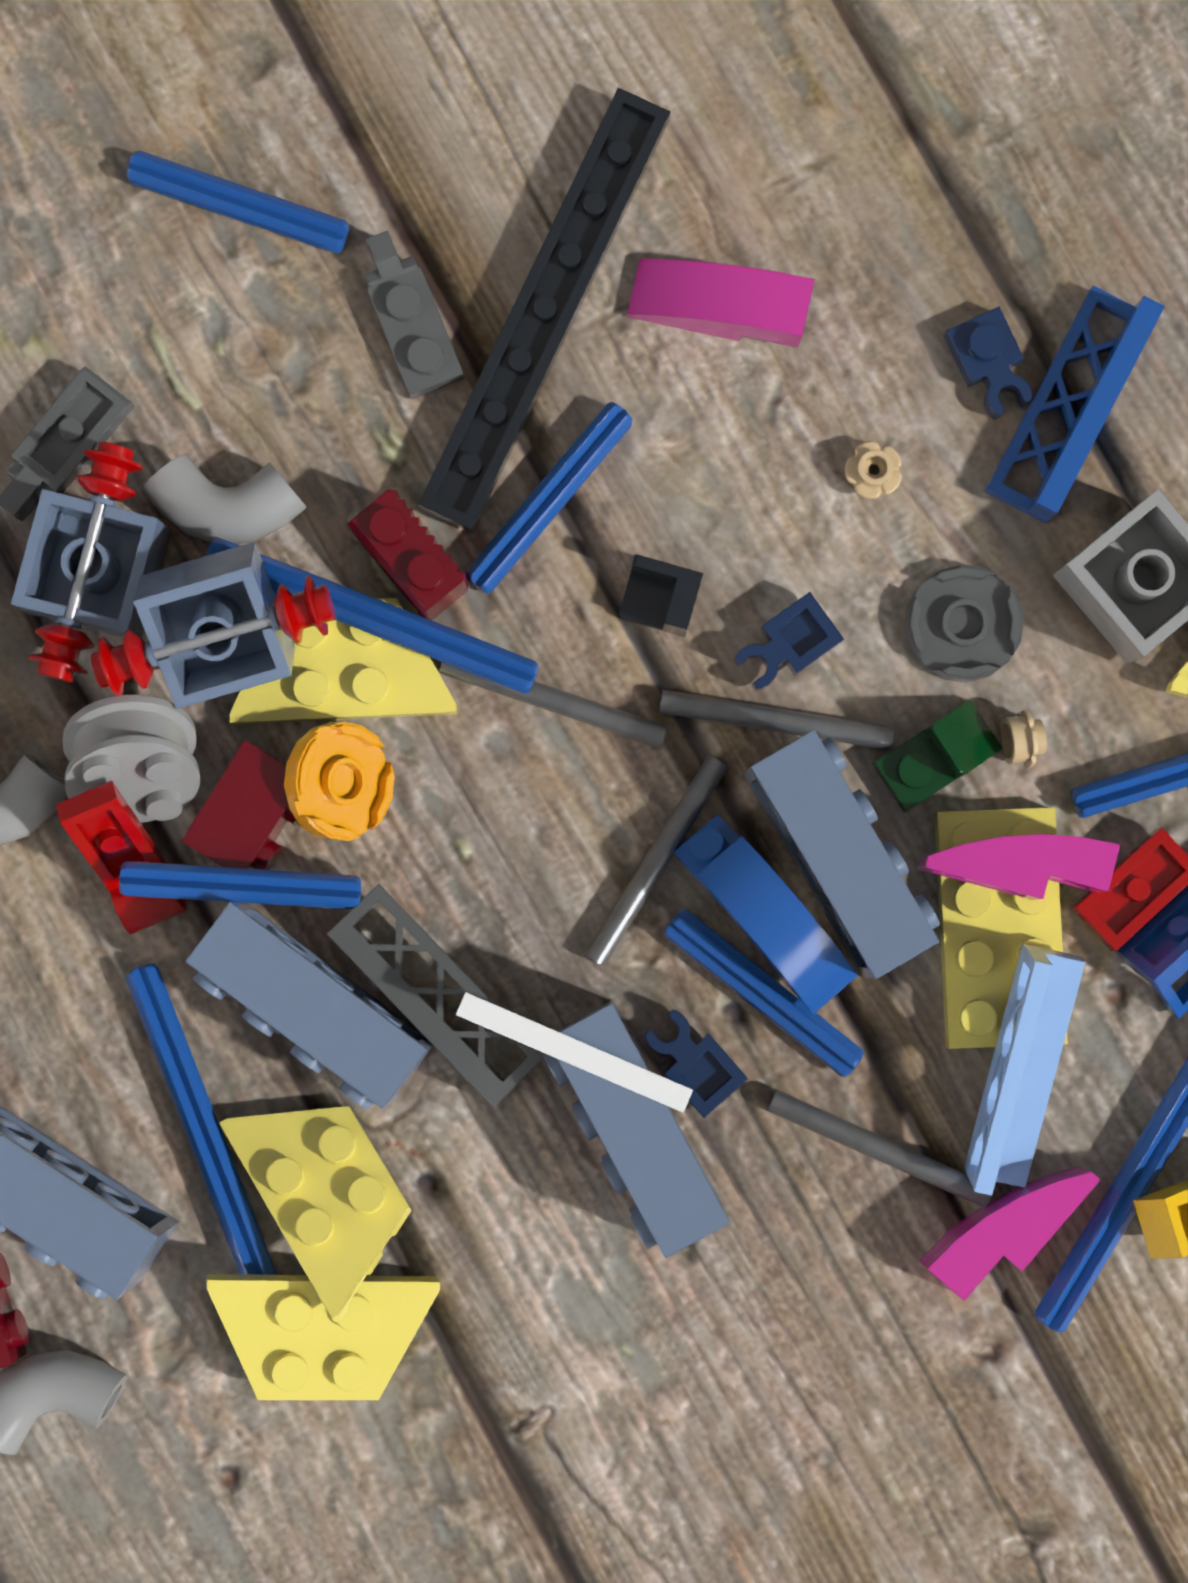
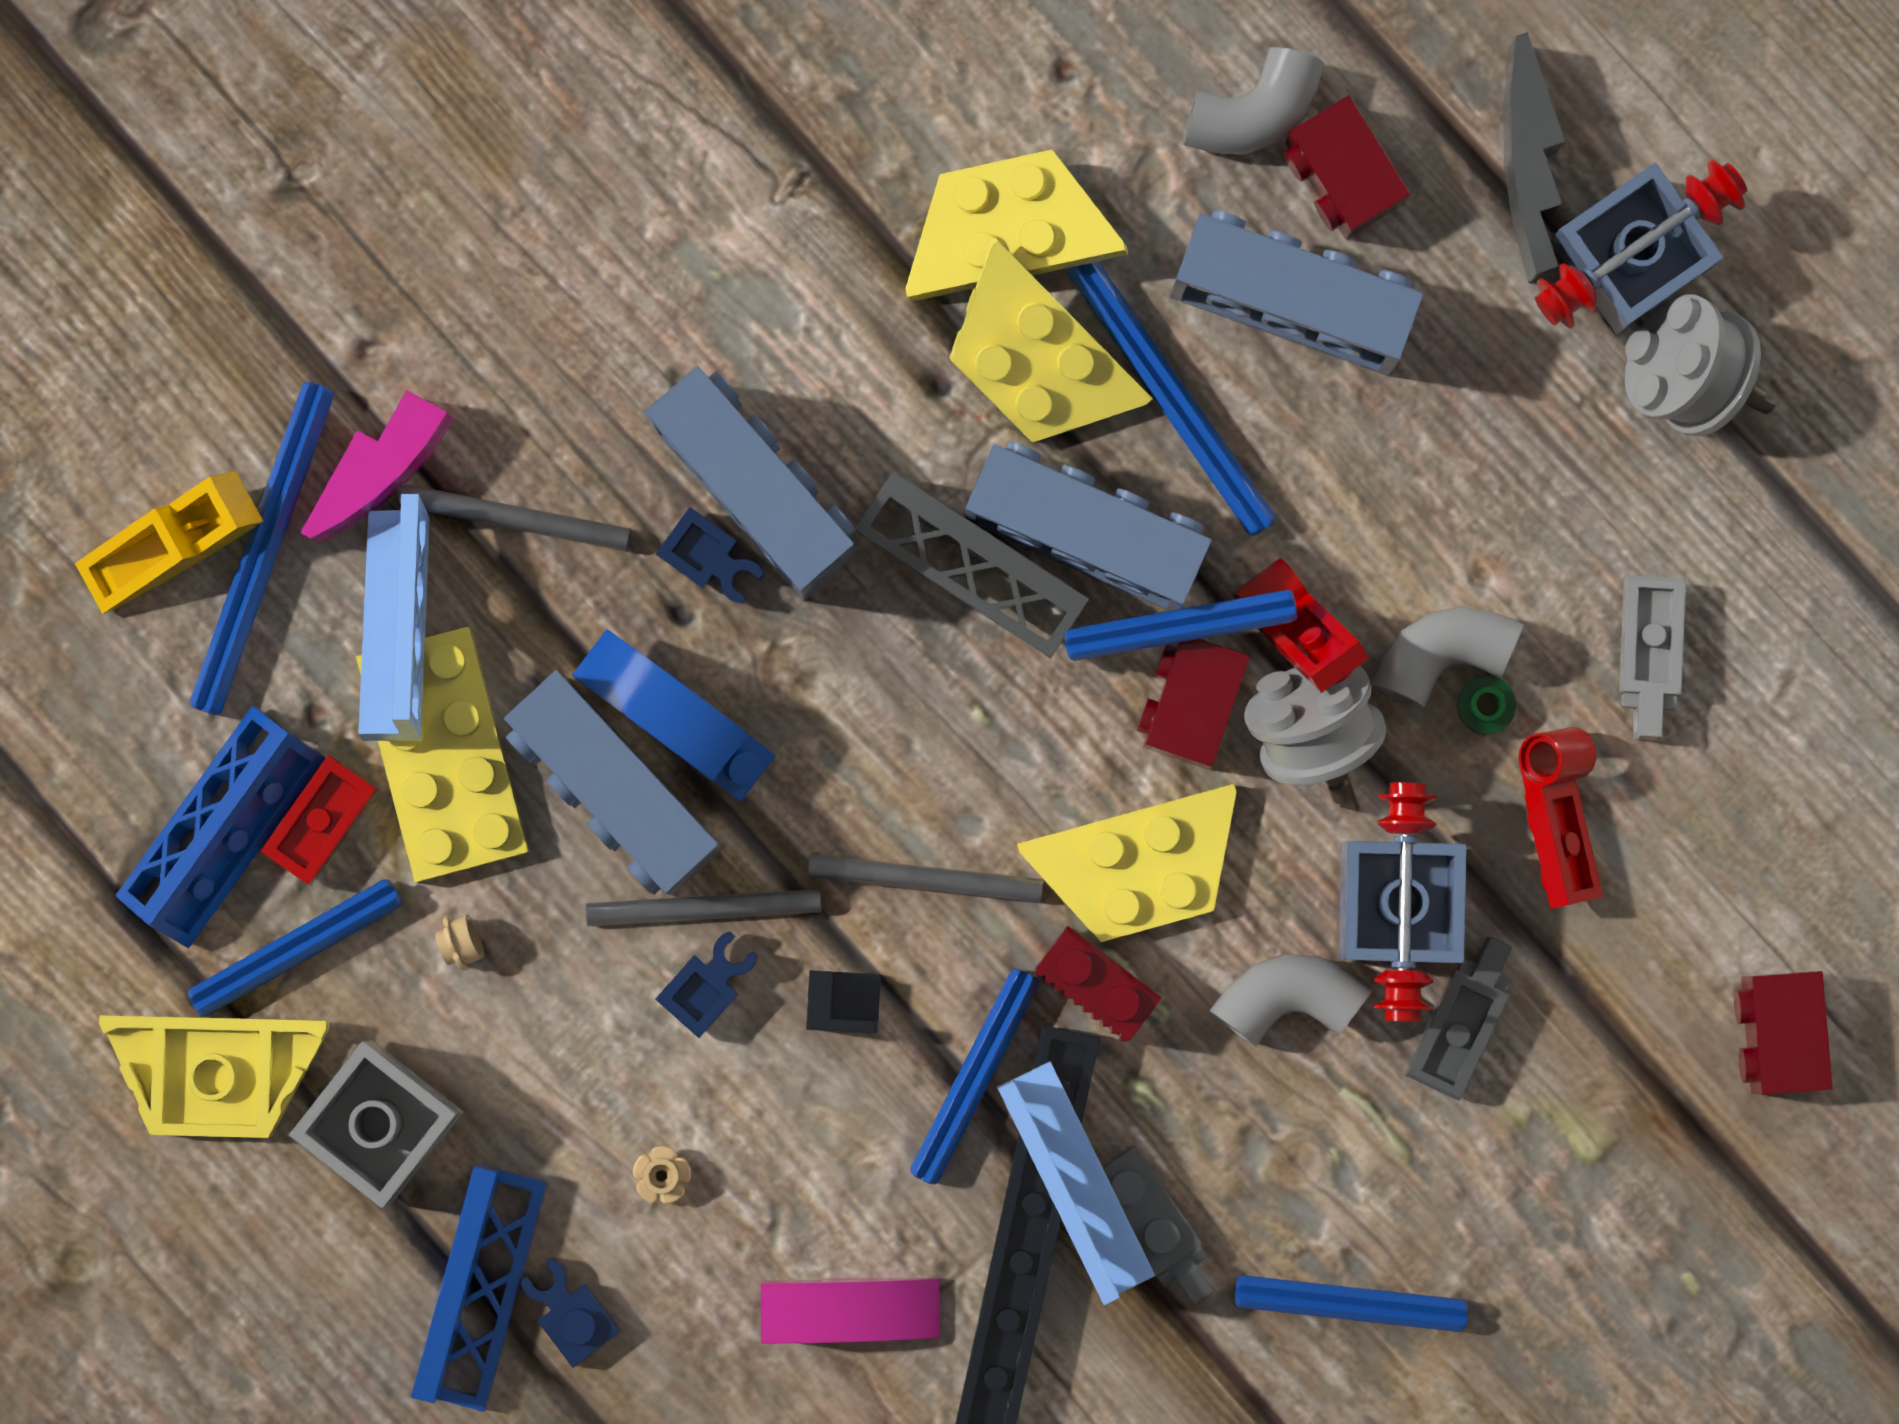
camera: 165 degrees right, 0 degrees up
(213, 628) = (1263, 863): sand blue brick -> none
(338, 781) = (1112, 748): light orange tile -> none
(406, 627) = (1119, 916): blue axle -> none
(474, 367) = (1076, 1182): none -> light blue fence
(574, 1052) = (825, 536): white sticker -> none
(656, 860) = (790, 744): flat silver bar -> none
(763, 993) = (659, 639): blue axle -> none
(937, 756) = (538, 908): dark green slope -> none
(964, 623) = (540, 1044): dark grey tile -> none
(1027, 862) = (435, 817): dark pink slope -> none

